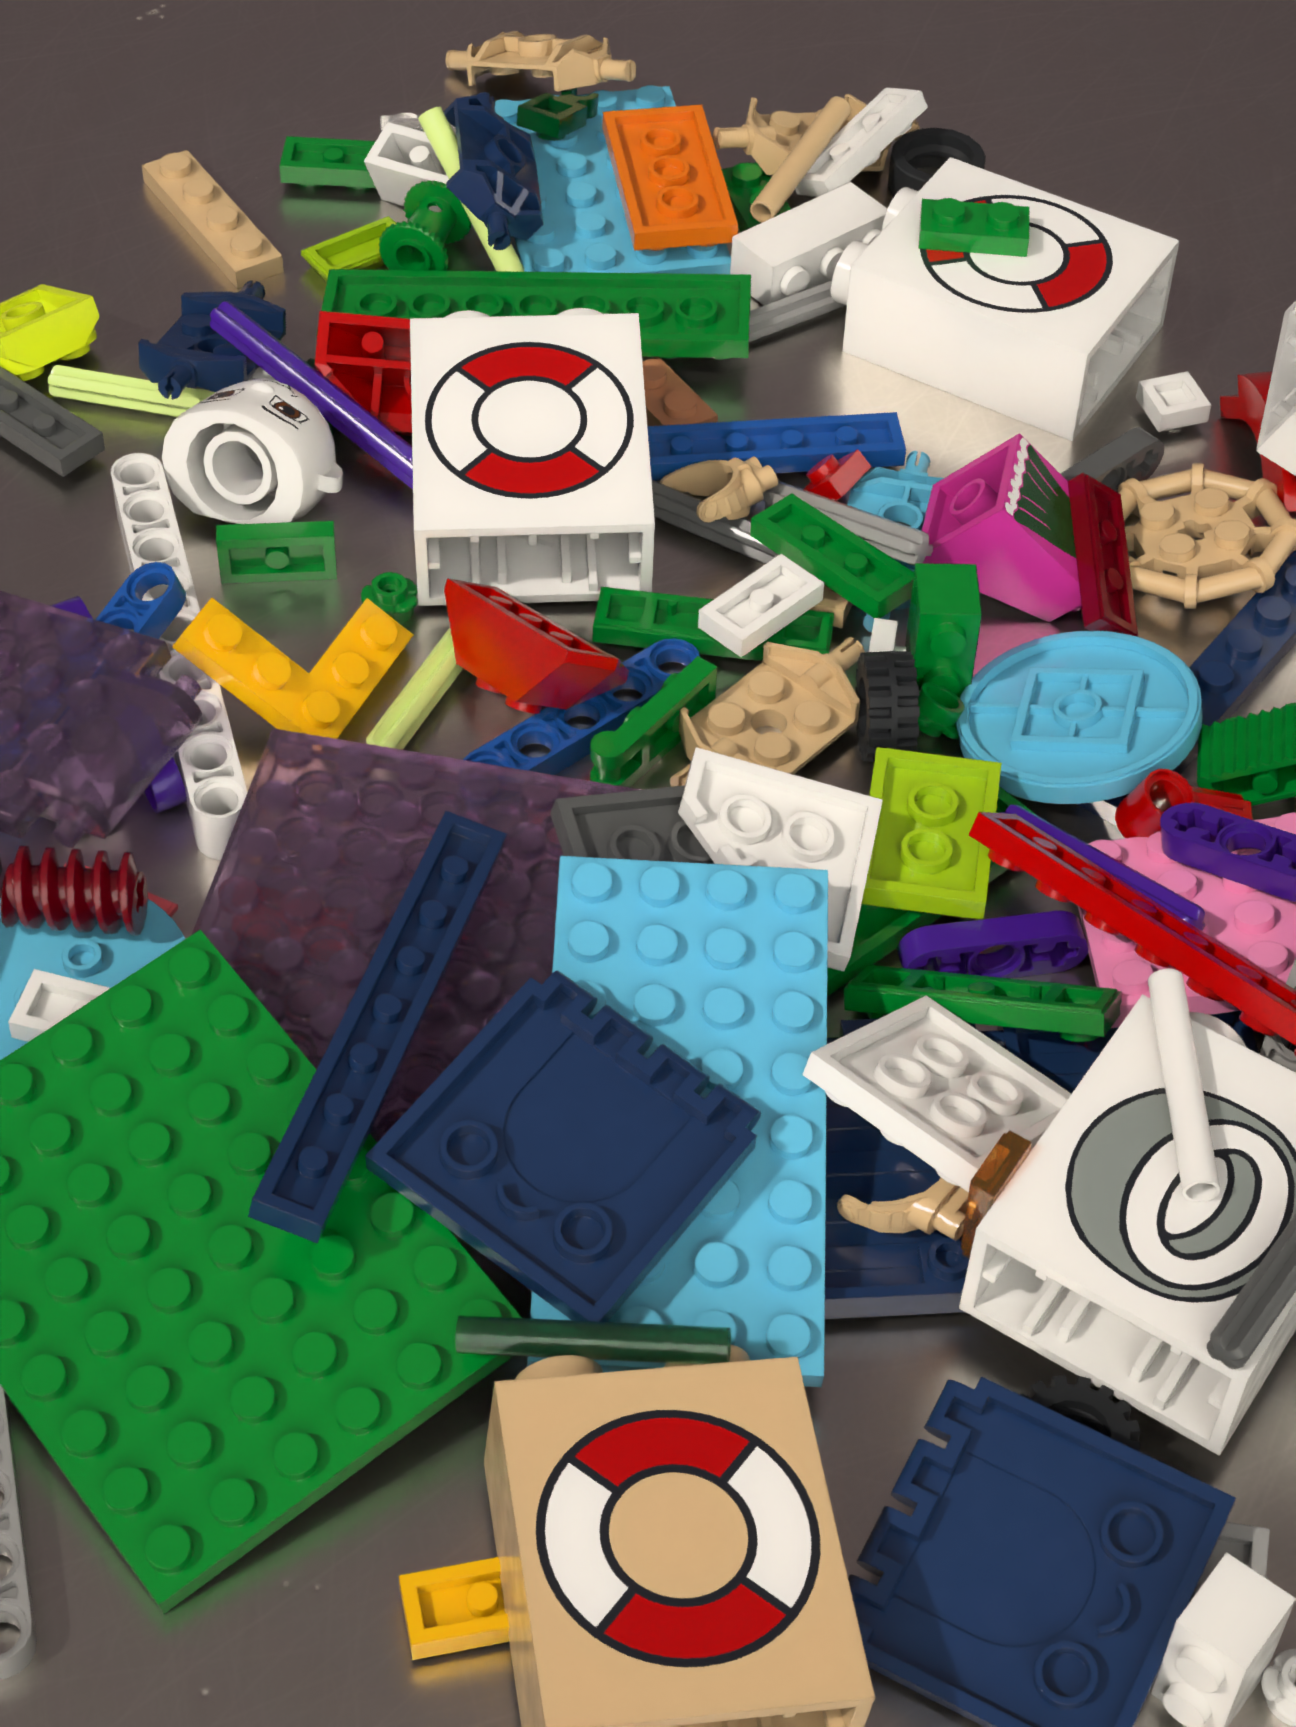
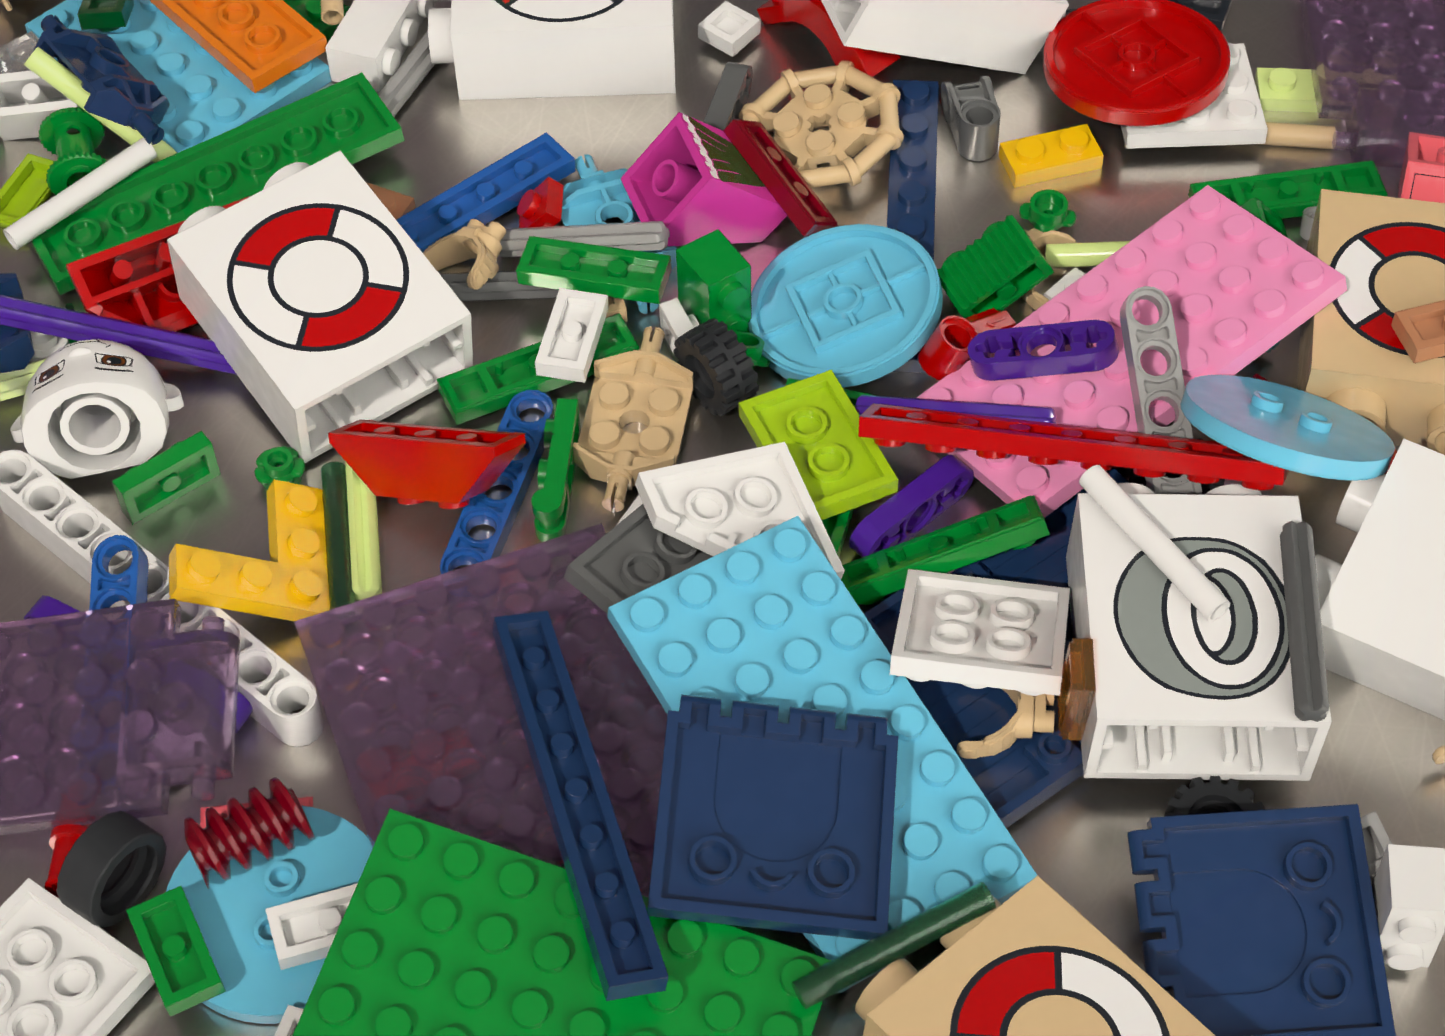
camera: 30 degrees left, 5 degrees up
(396, 678) = (337, 534): none -> clear green piece
(398, 265) = (79, 193): none -> white piece

